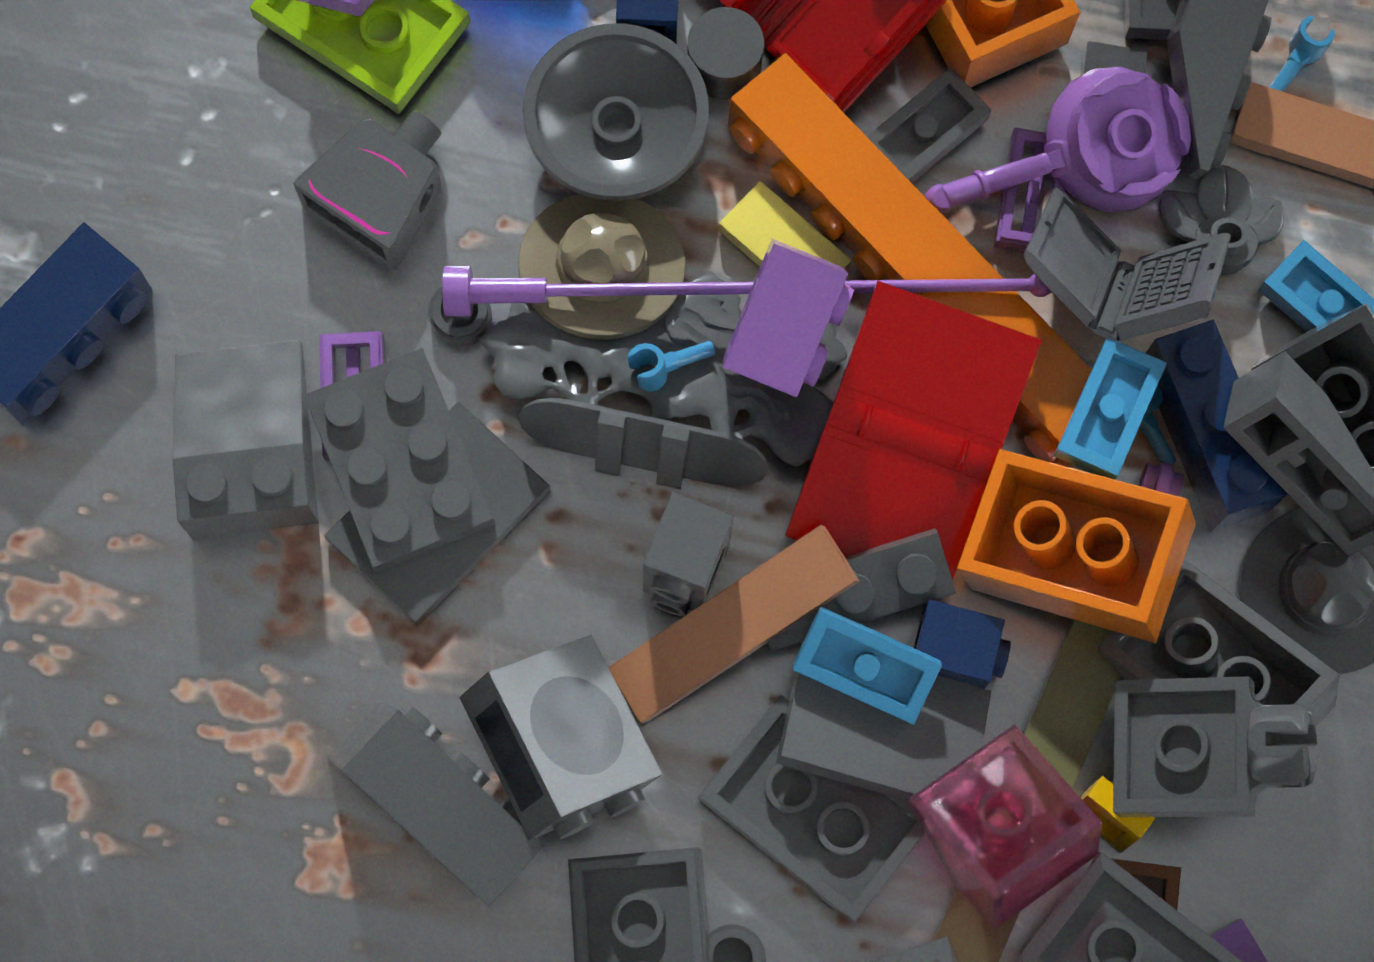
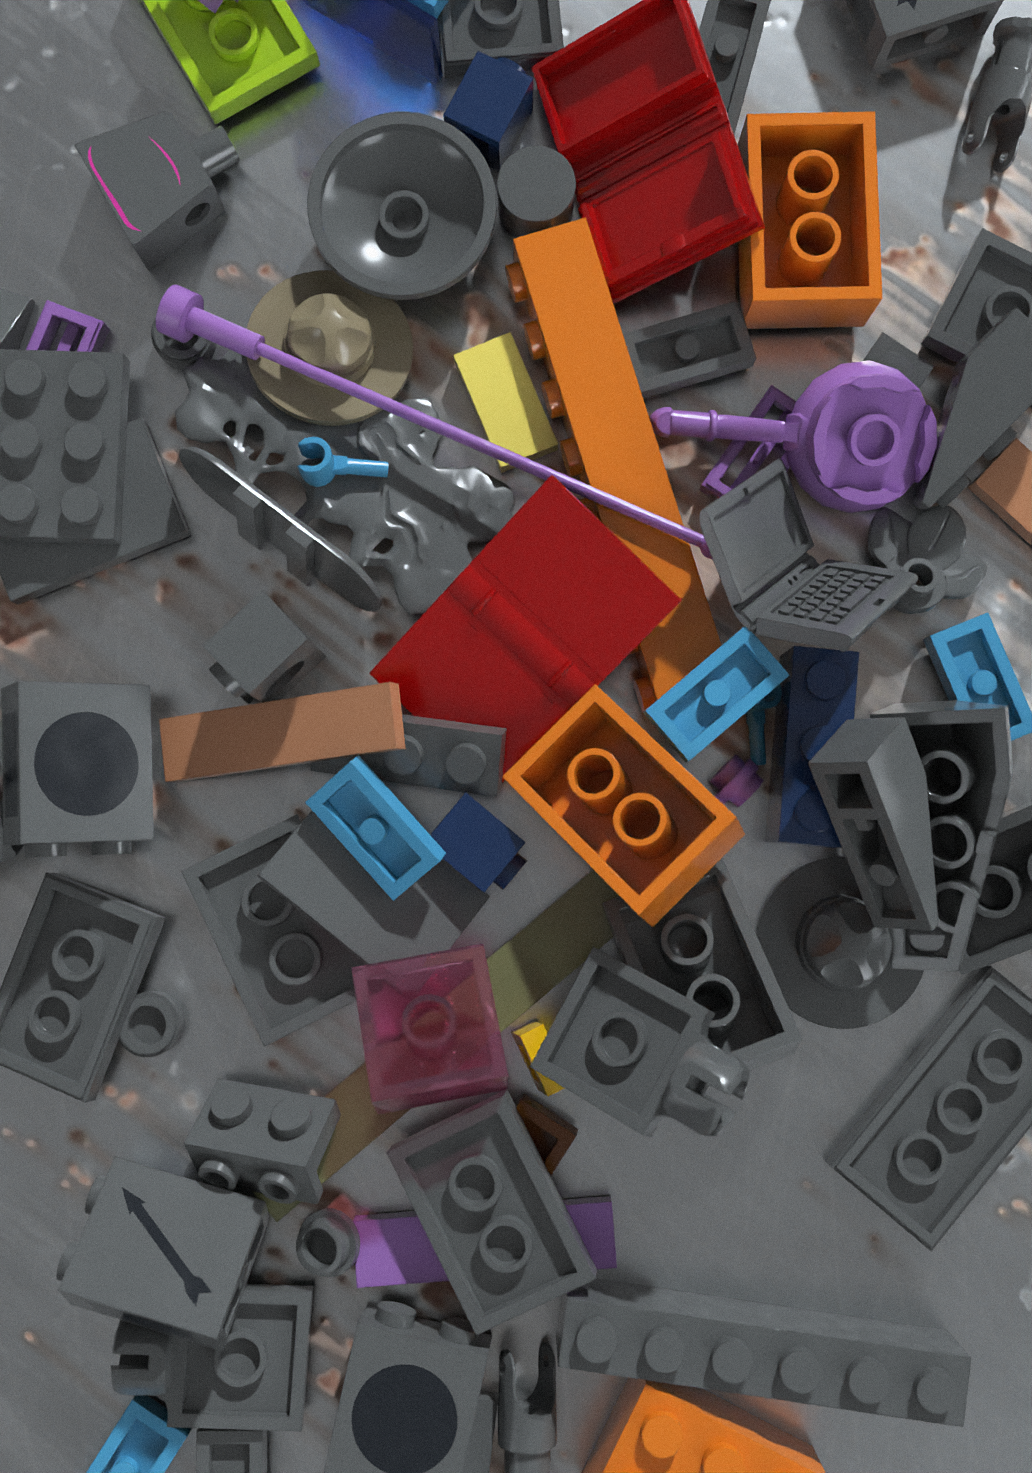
camera: 30 degrees right, 10 degrees up
(786, 319) = (445, 470): medium lavender brick -> none

